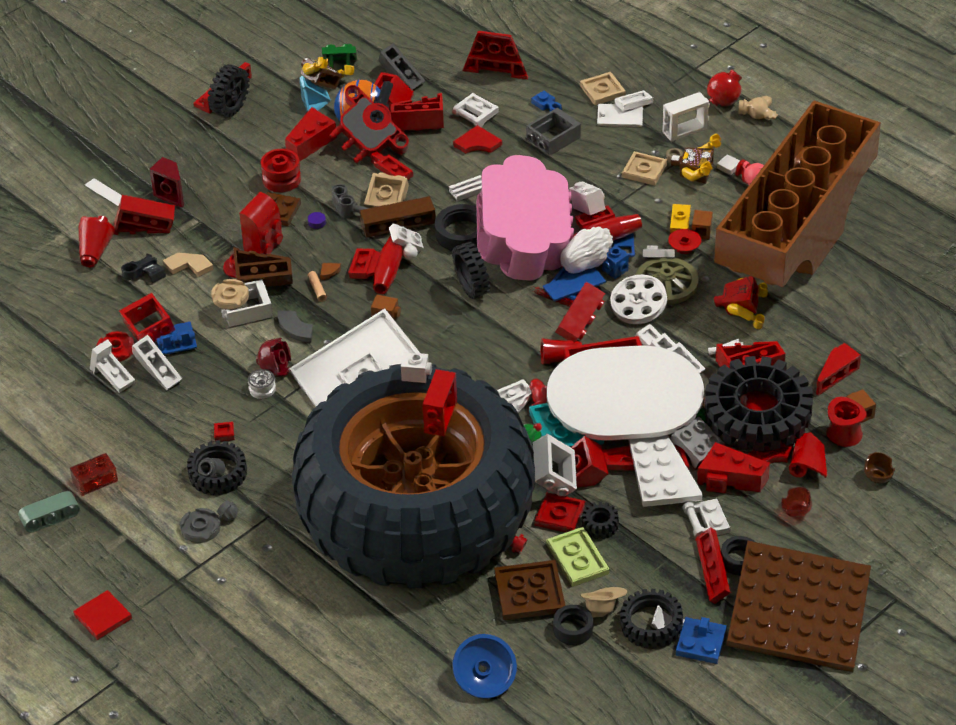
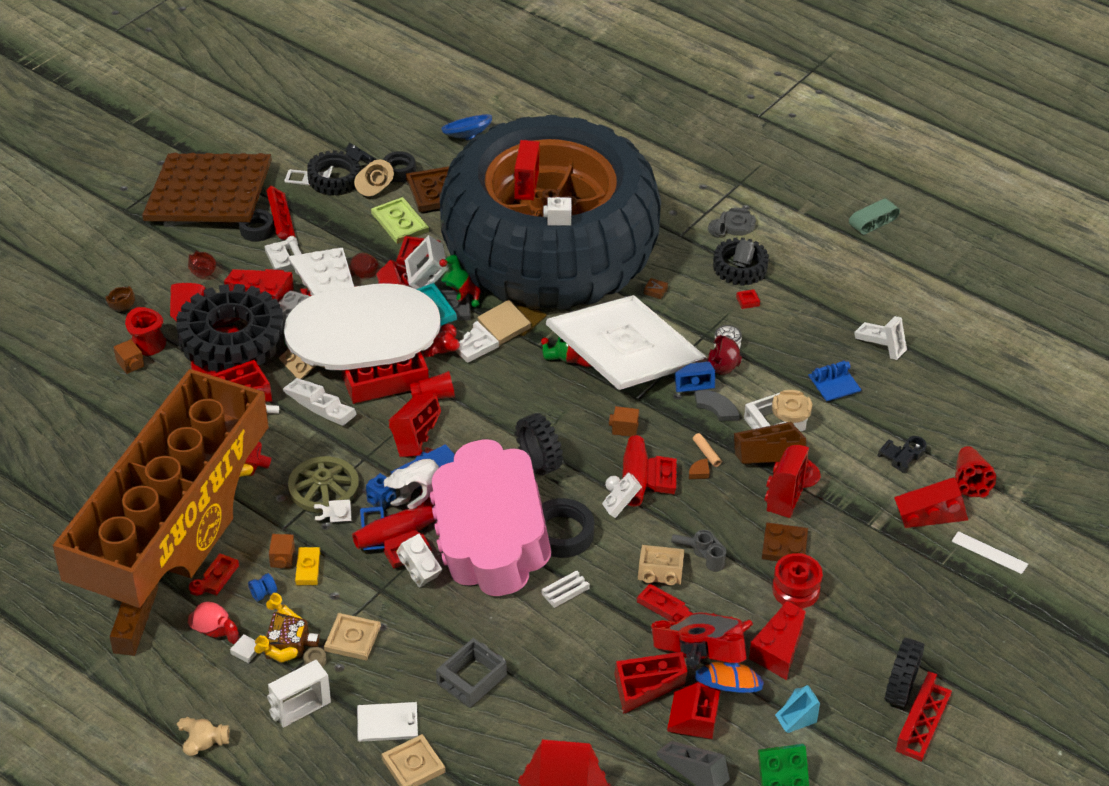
camera: 170 degrees right, 0 degrees up
(93, 474) = (850, 247): clear red brick -> none
(102, 614) = (790, 152): red tile -> none
(124, 341) = (884, 377): red tile -> none
(148, 305) = (887, 387): red window -> none
(155, 362) = (841, 348): white slope -> none
(167, 181) = (920, 543): dark red slope -> none
(197, 263) = (847, 467): tan tile -> none
(307, 340) = (695, 377): none -> blue slope
(316, 220) = (734, 531): dark purple tile -> none
(323, 75) = (798, 725): torso -> none
(405, 214) = (638, 528): reddish brown brick -> none
(477, 139) = (567, 661): red tile -> none
(478, 106) = (575, 710): white plate -> none
(545, 101) = (488, 733): blue plate -> none
(604, 512) = (374, 244): black tyre -> none
(613, 632) = (358, 154): none -> black piece
(621, 496) = (363, 265): none -> clear red hair
(633, 100) = (369, 739): white tile -> none
(641, 304) = (353, 452): white wedge -> none
(684, 240) = (303, 526): red piece -> none
(701, 640) = (291, 166): blue hinge -> none
(717, 199) = (262, 587): none -> blue wheel
(724, 88) = (246, 748): red brick -> none
(839, 365) = (146, 394): red slope -> none

